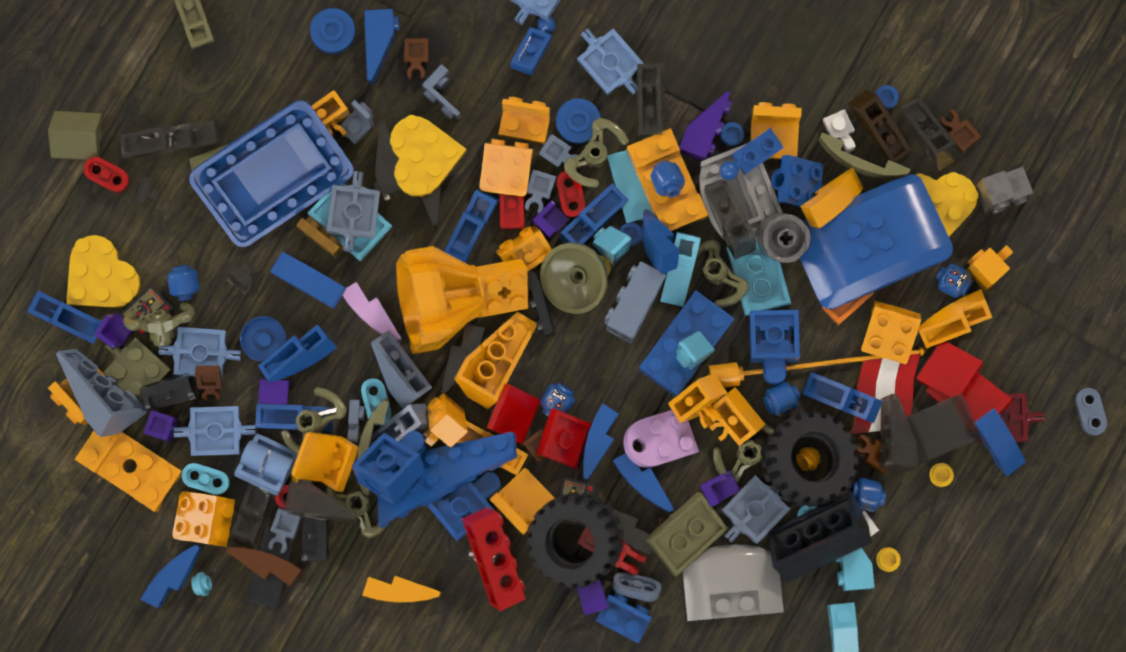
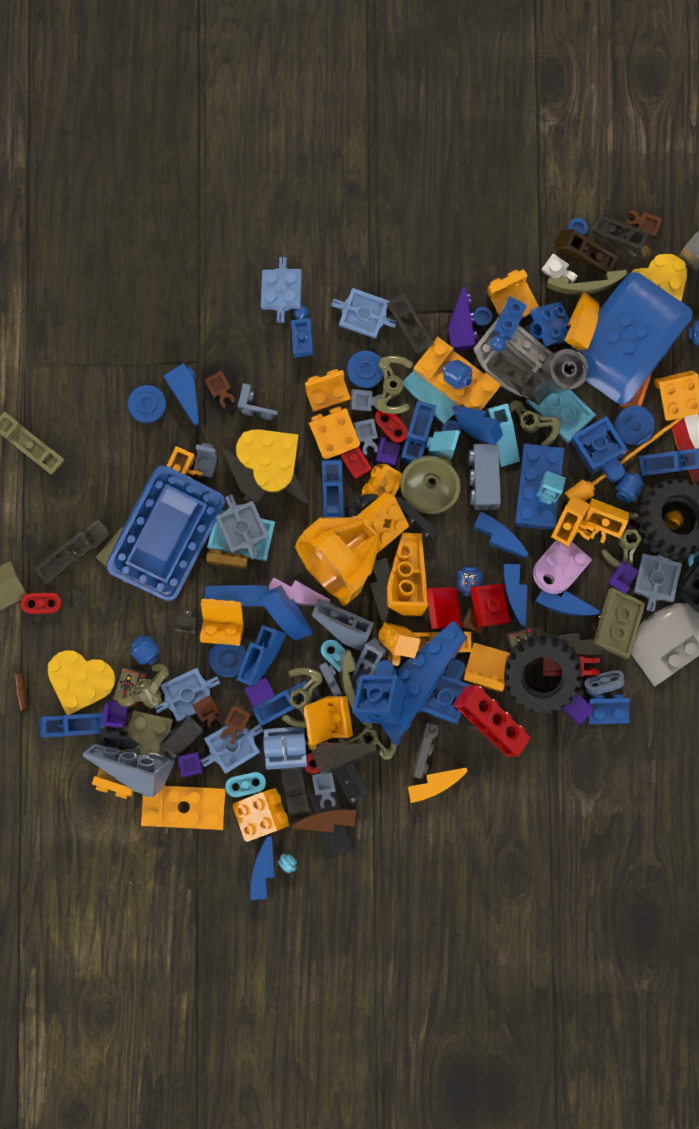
camera: 35 degrees left, 0 degrees up
(34, 253) = (20, 692): none -> reddish brown piece
(99, 355) = (114, 738): none -> black plate
(232, 408) = (237, 721): none -> reddish brown plate
(277, 298) = (222, 622): none -> light orange bracket
(347, 326) = (286, 613): none -> blue slope
(410, 549) = (425, 749): none -> dark grey hinge
(489, 257) = (360, 504): none -> black plate
(616, 371) = (500, 535): none -> blue slope
(825, 336) = (635, 425): none -> blue tile

